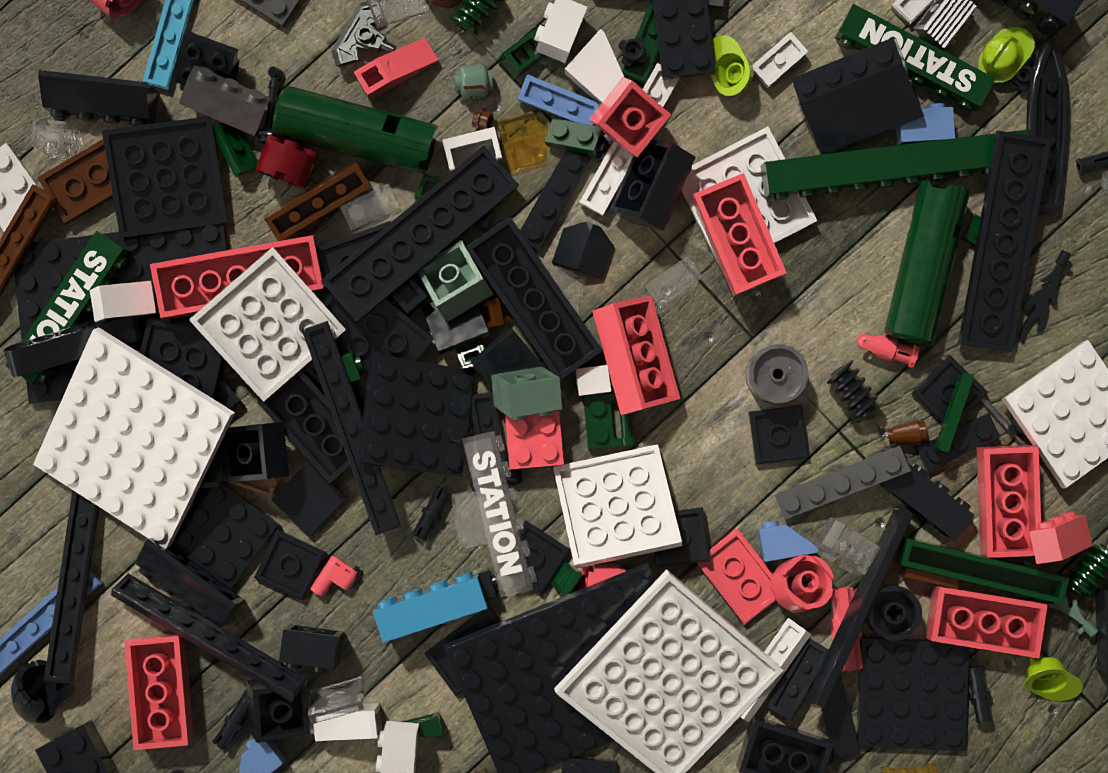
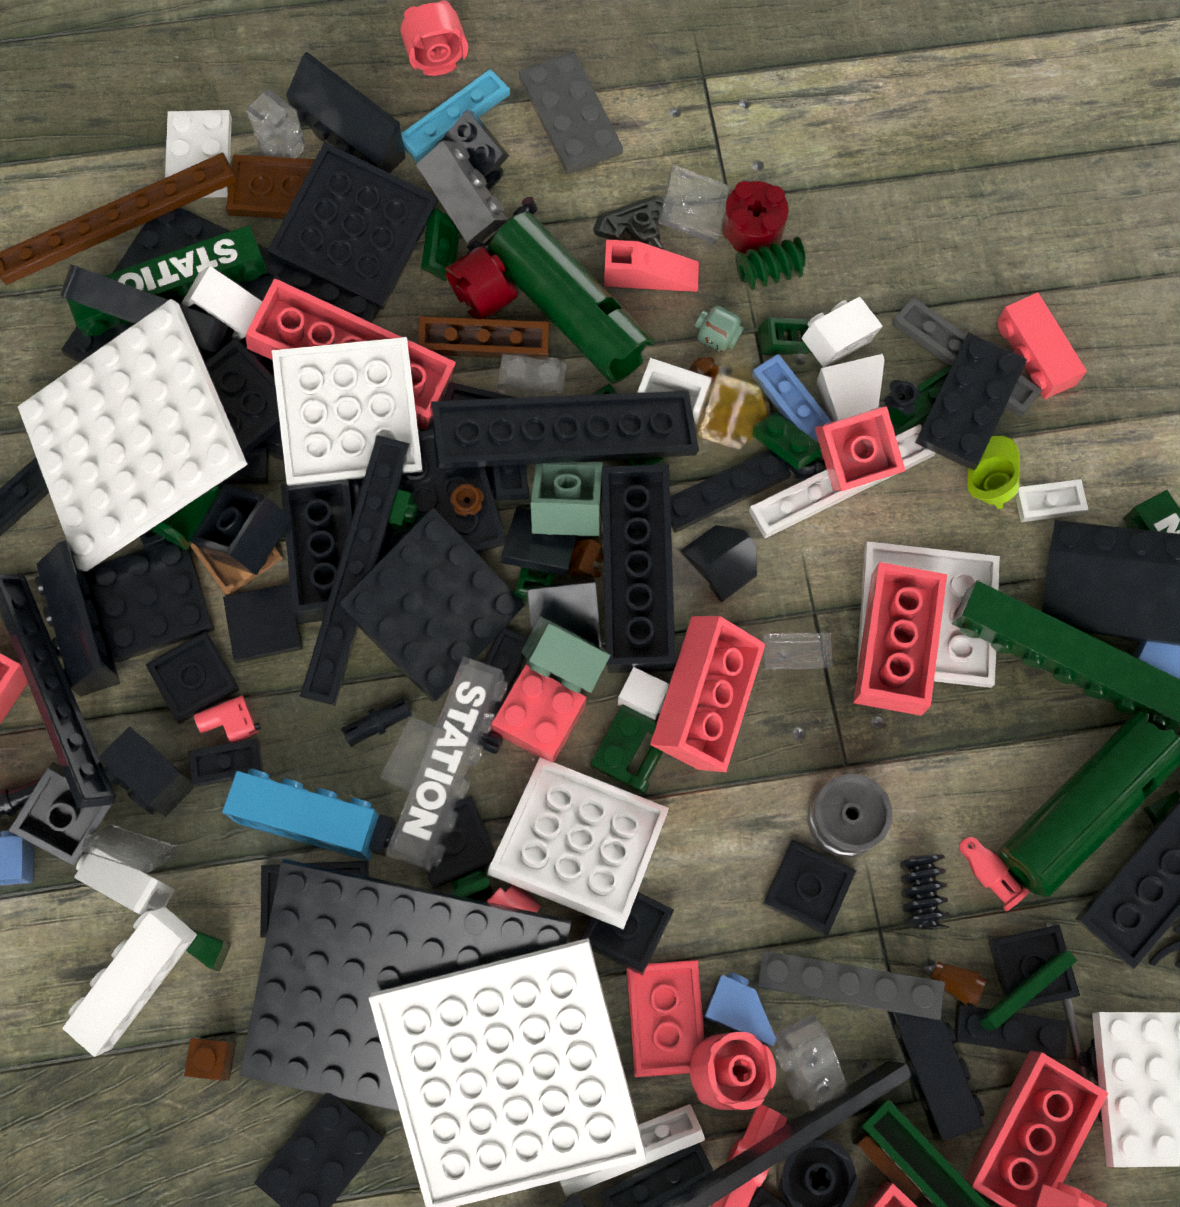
camera: 30 degrees right, 15 degrees down
(353, 605) = (221, 762): none -> black plate
(392, 322) = (462, 492): none -> reddish brown plate
(653, 184) = (840, 532): black brick -> none

